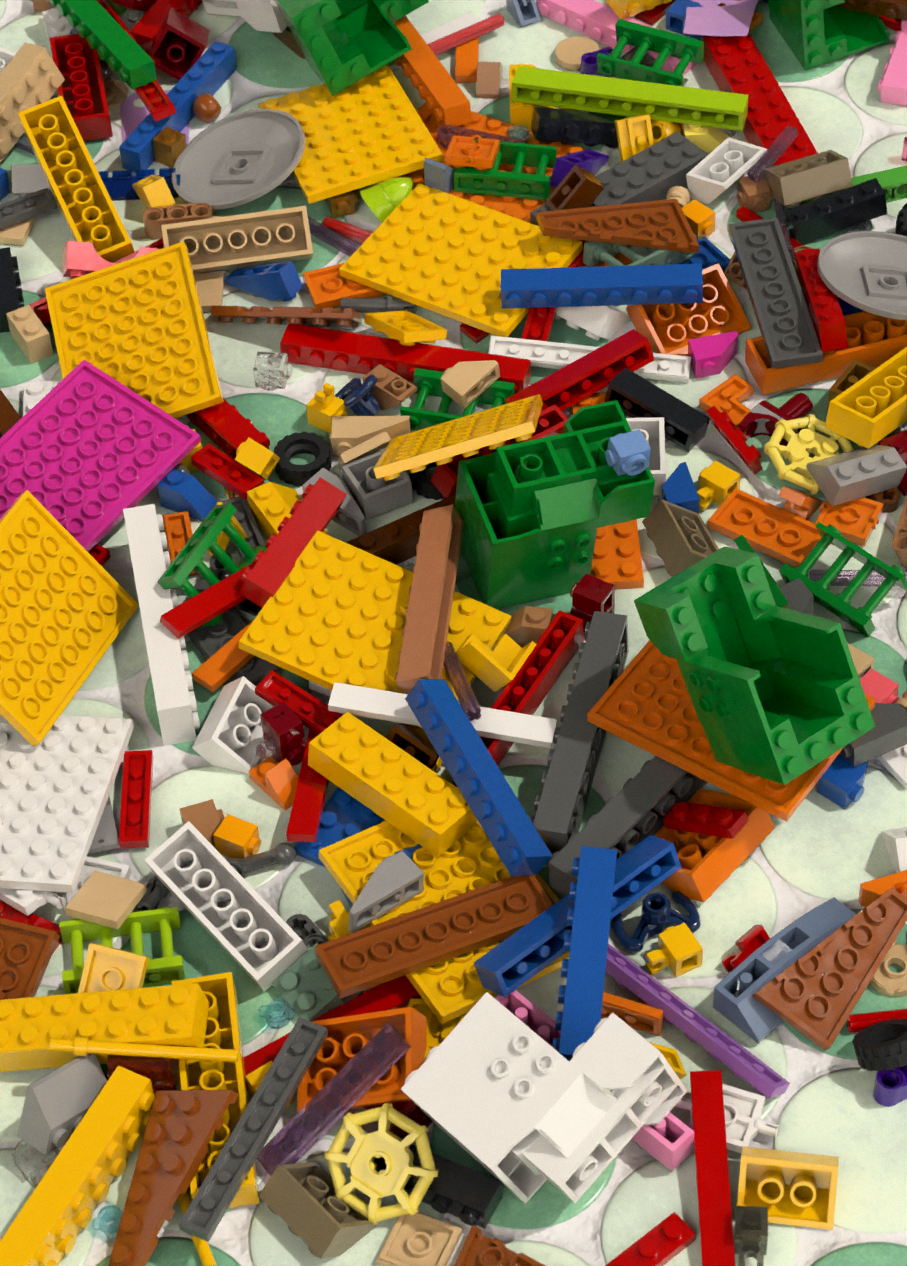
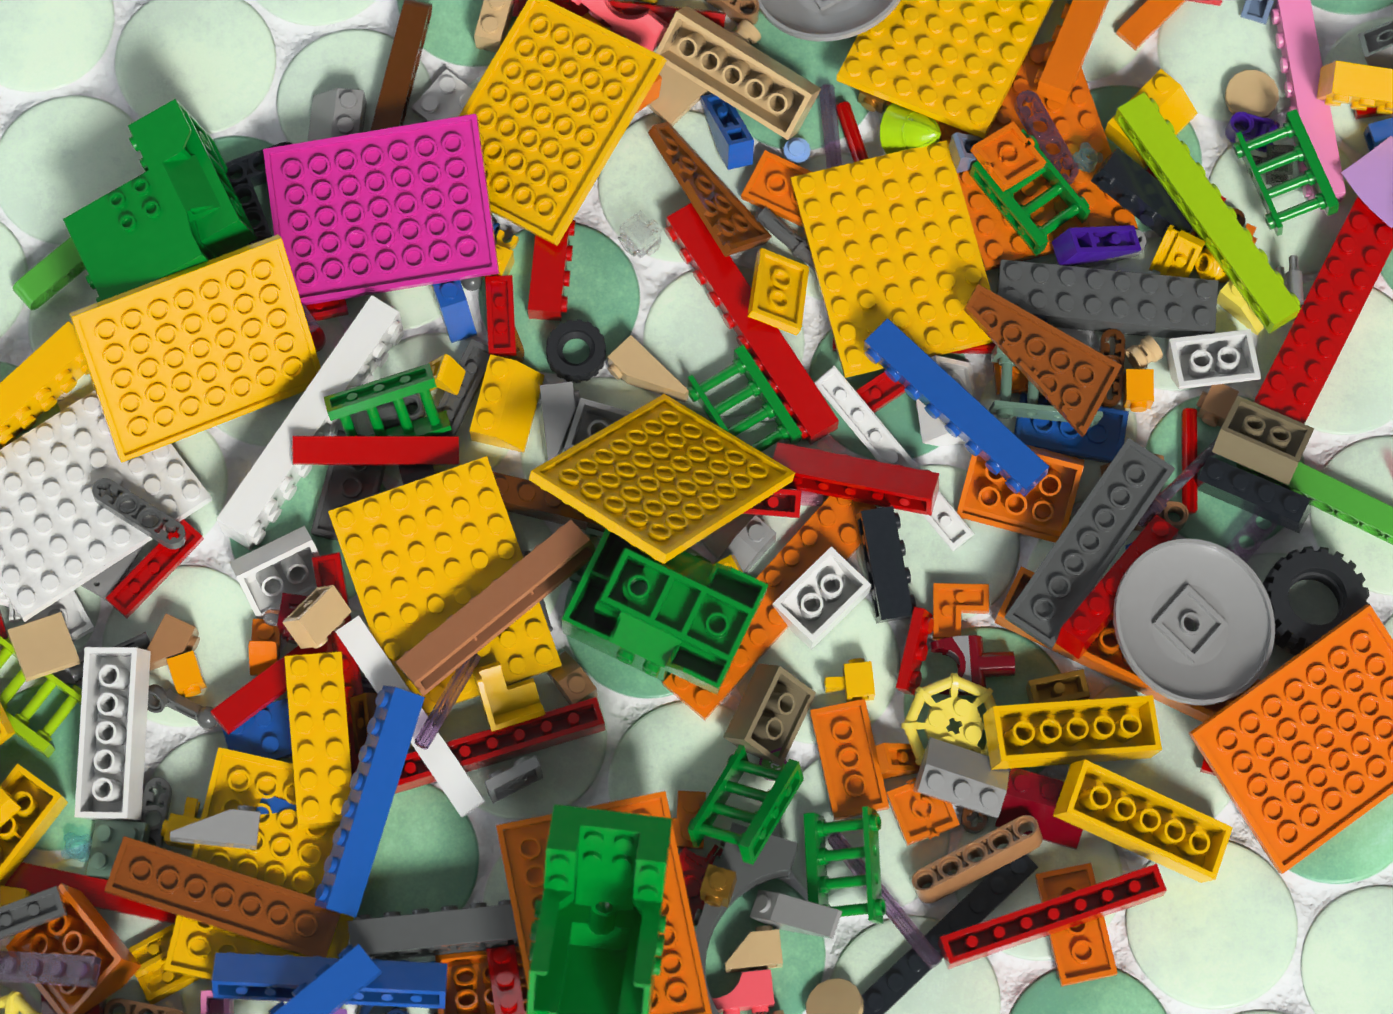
camera: 40 degrees right, 25 degrees up
(90, 755) = (137, 516): none -> dark grey beam
(177, 532) = (412, 345): orange tile -> none
(222, 663) = (317, 503): orange tile -> none
(256, 458) = (529, 327): yellow brick -> none
(275, 564) = (454, 449): red brick -> none
(305, 704) = (317, 617): none -> tan brick
(323, 260) = (797, 150): none -> light blue plate
(324, 407) = (639, 320): yellow brick -> none
(359, 396) = (670, 330): dark blue piece -> none
(366, 448) = (617, 394): tan tile -> none
(390, 388) = (704, 343): medium nougat slope -> none
(469, 380) = (759, 401): tan slope -> none
(488, 79) = (1143, 58): medium nougat slope -> none
(557, 698) = (507, 782): none -> light grey plate
(575, 191) = (1046, 280): reddish brown slope -> none
(578, 741) = (476, 837): dark grey brick -> none
(590, 596) = (634, 710): dark red piece -> none
(628, 453) = (714, 649): medium blue brick -> none
(680, 489) = (816, 662): blue slope -> none
(712, 353) = (995, 545): dark pink slope -> none
(772, 153) = (1261, 386): axle -> none
(860, 612) = (795, 914): none -> light grey slope

